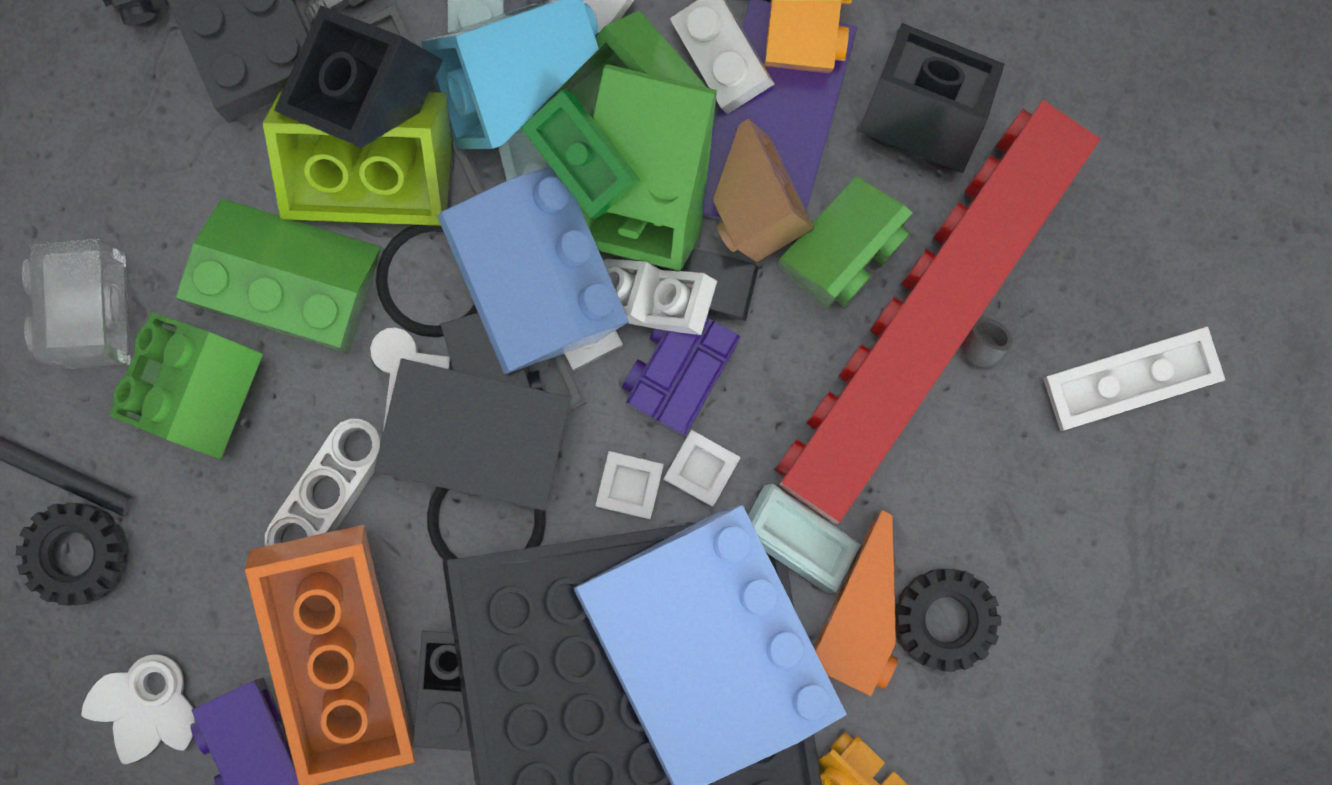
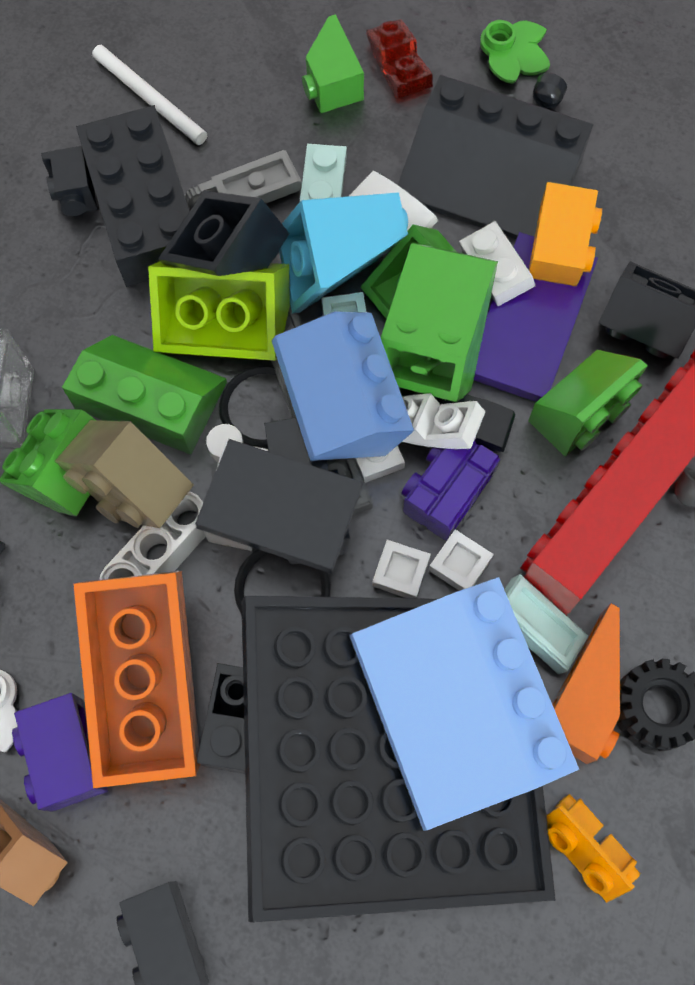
camera: 10 degrees right, 15 degrees down
(274, 412) = (123, 473): none -> dark tan brick
(580, 153) = (388, 300): green plate -> none
(757, 197) = (520, 358): medium nougat slope -> none

